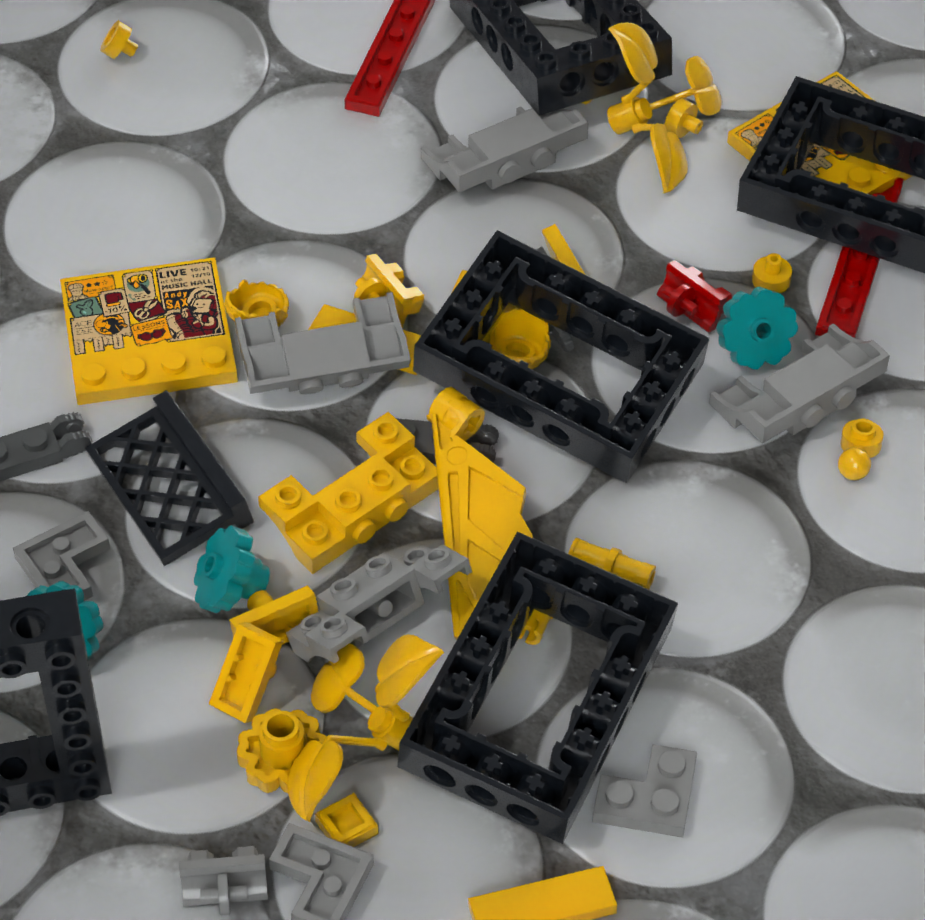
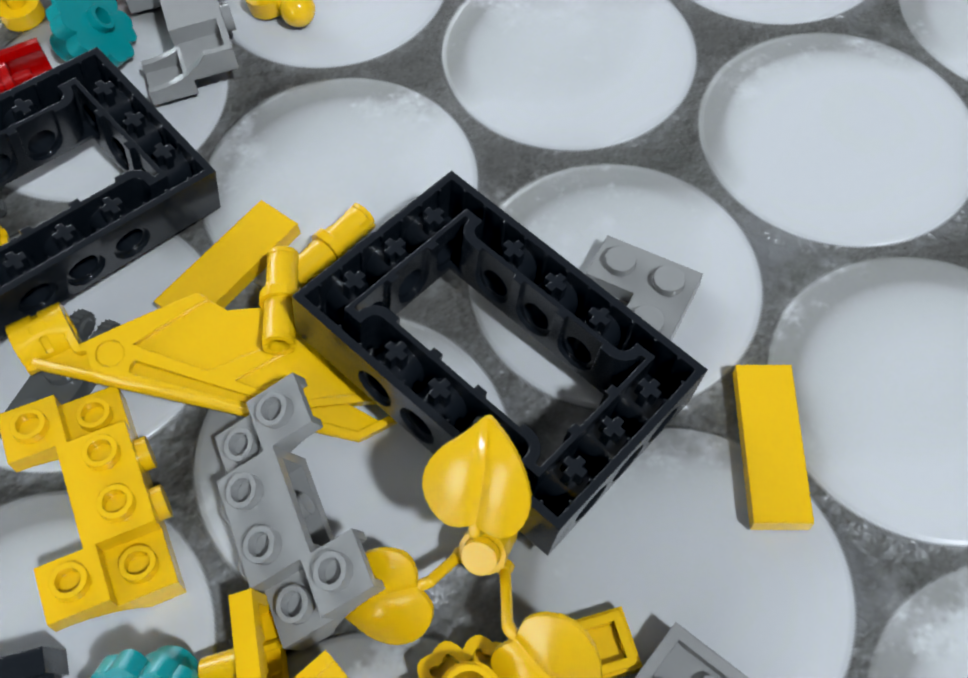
camera: 70 degrees left, 10 degrees up
(555, 535) = (276, 300): none -> yellow pin
(577, 508) = (234, 258): none -> yellow tile

